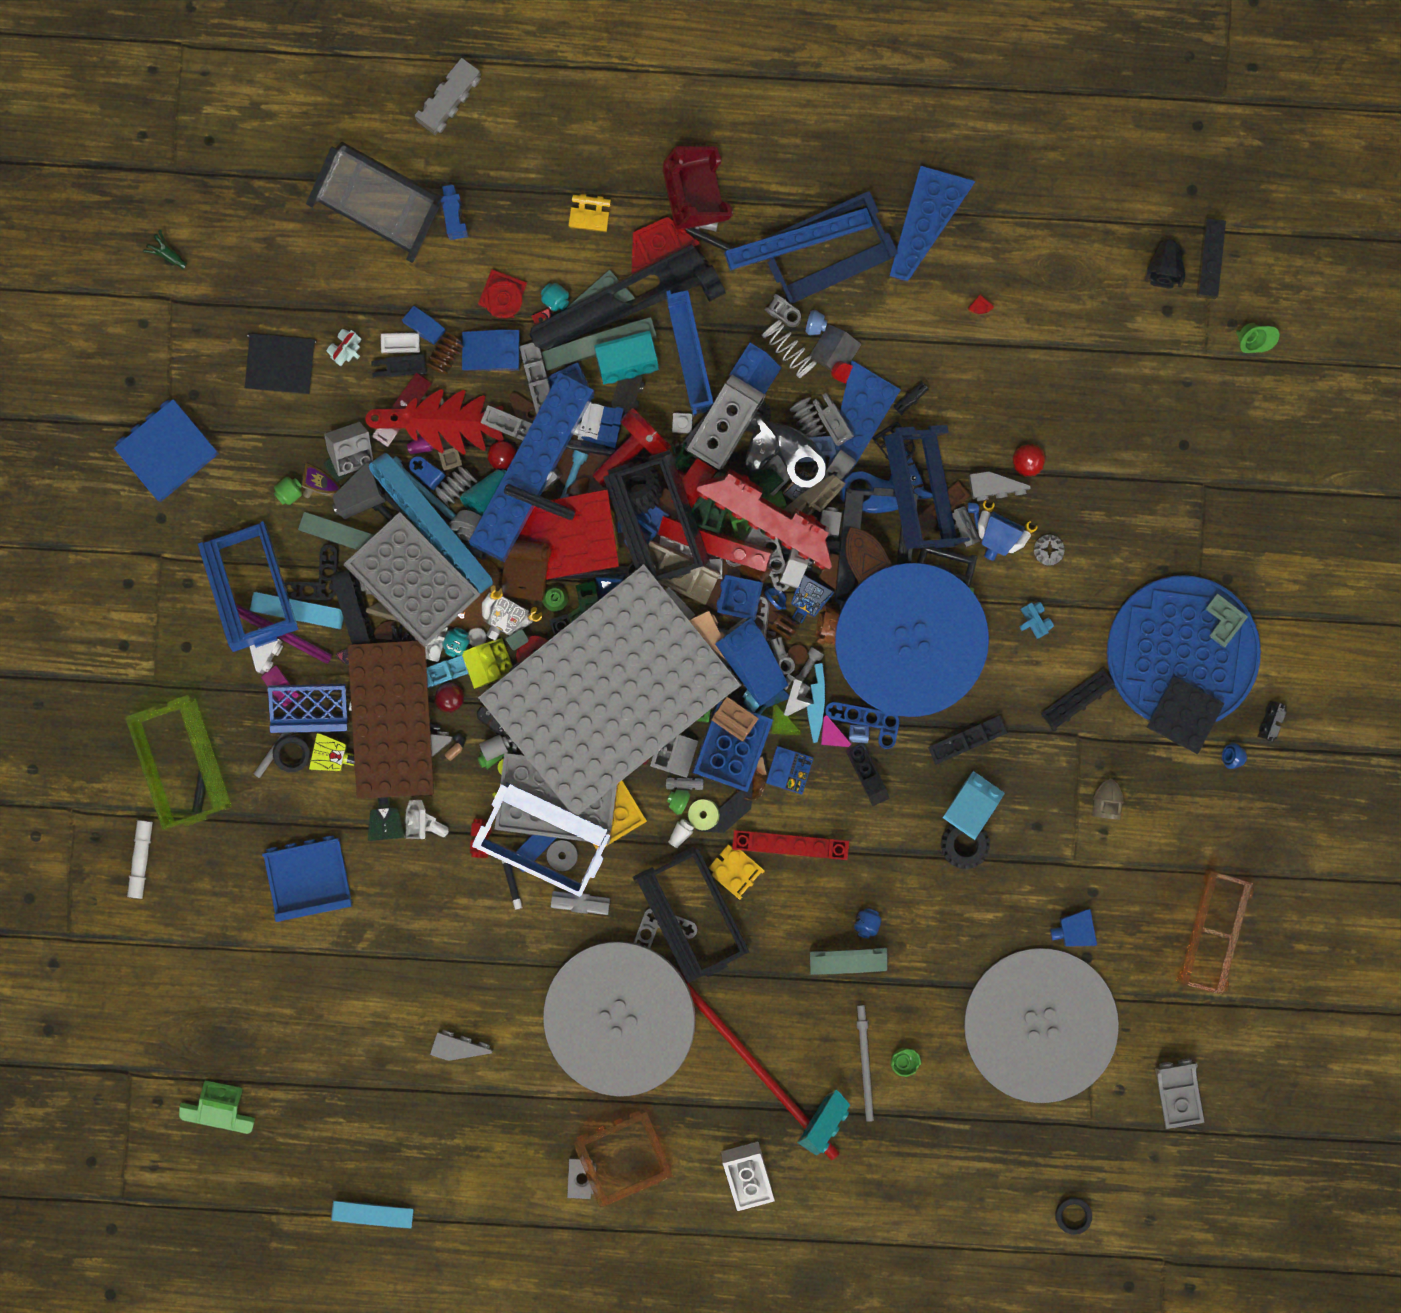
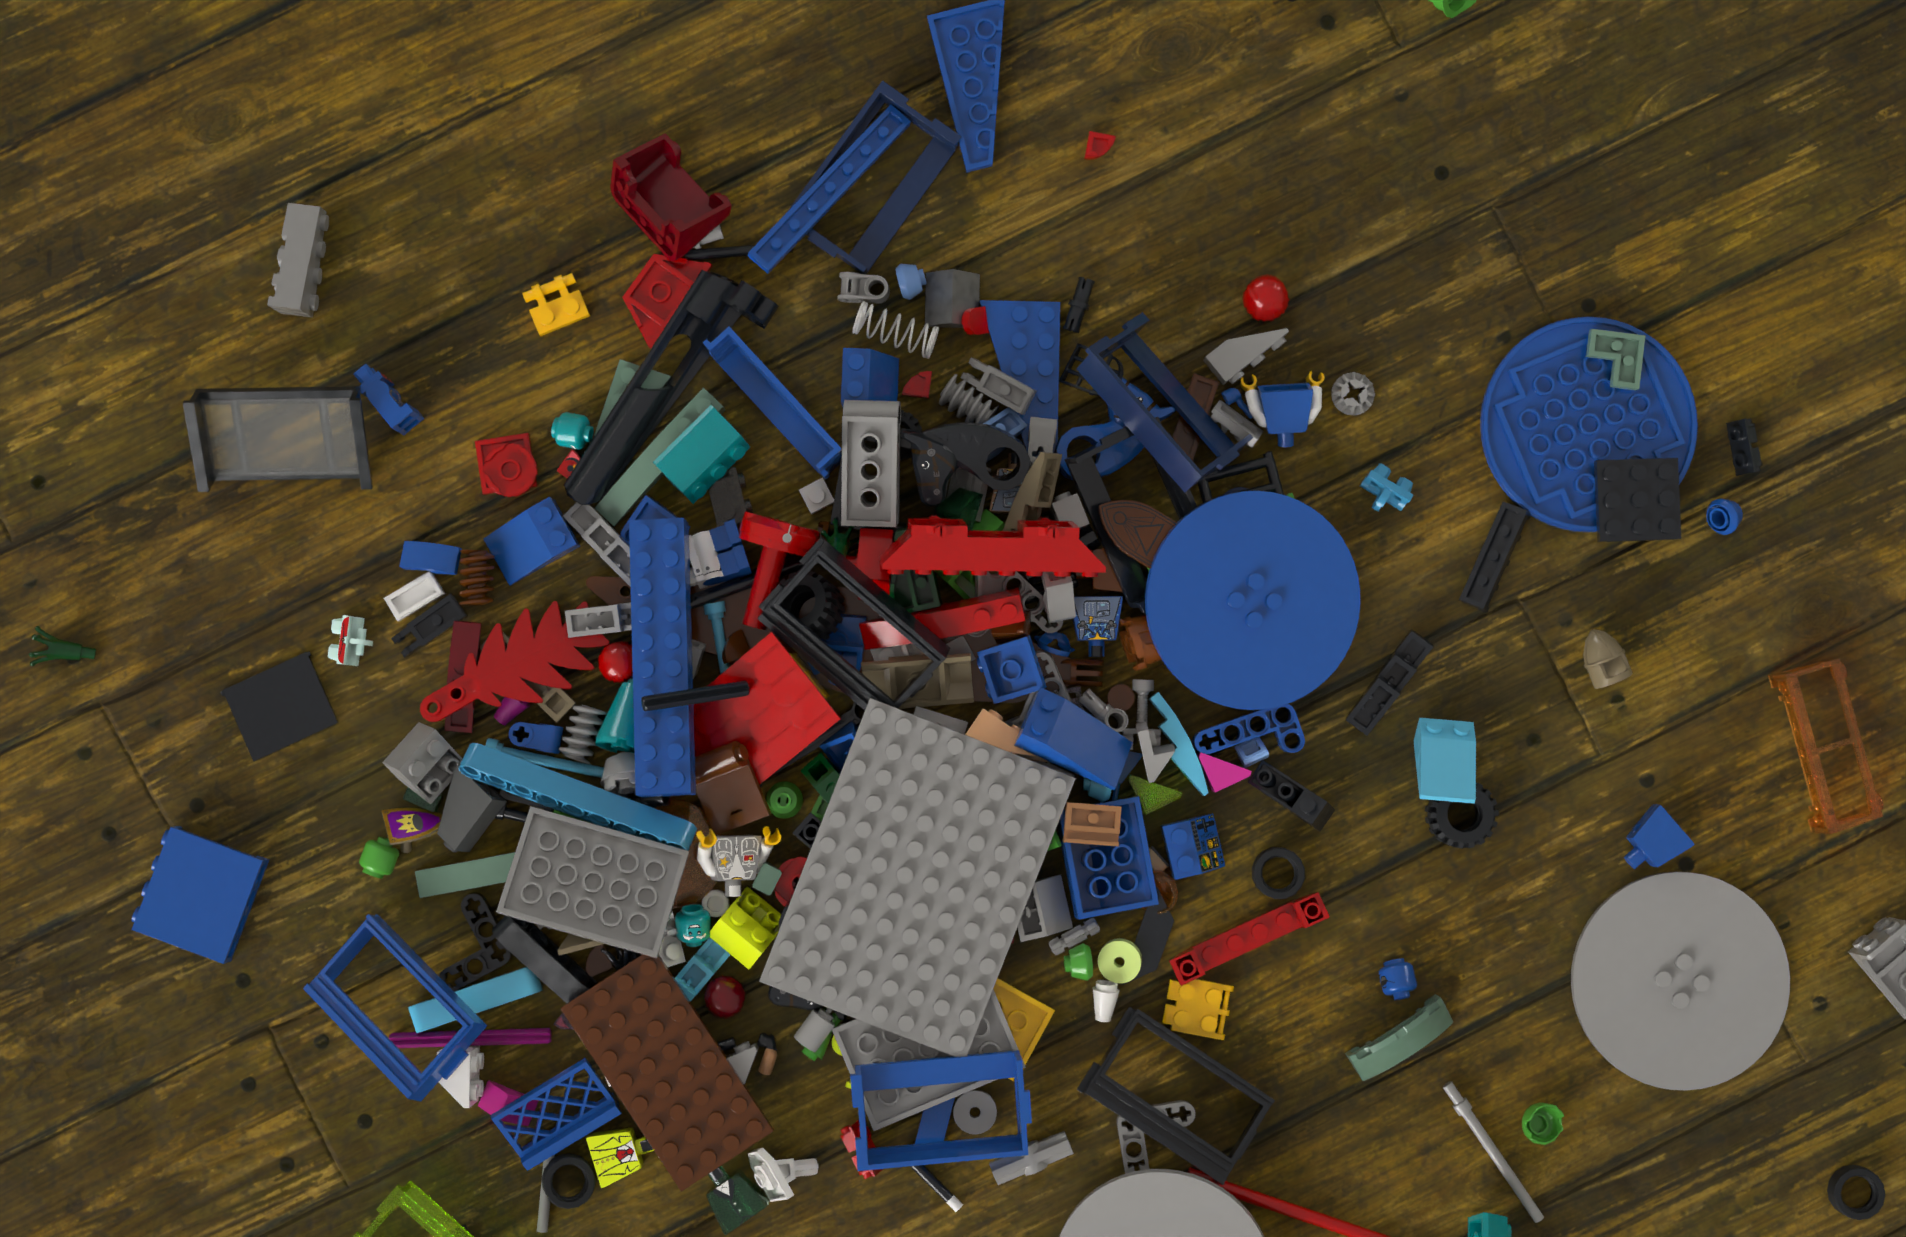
camera: 30 degrees left, 0 degrees up
(783, 391) = (918, 385): none -> red tile
(832, 831) = (1293, 887): none -> black tyre

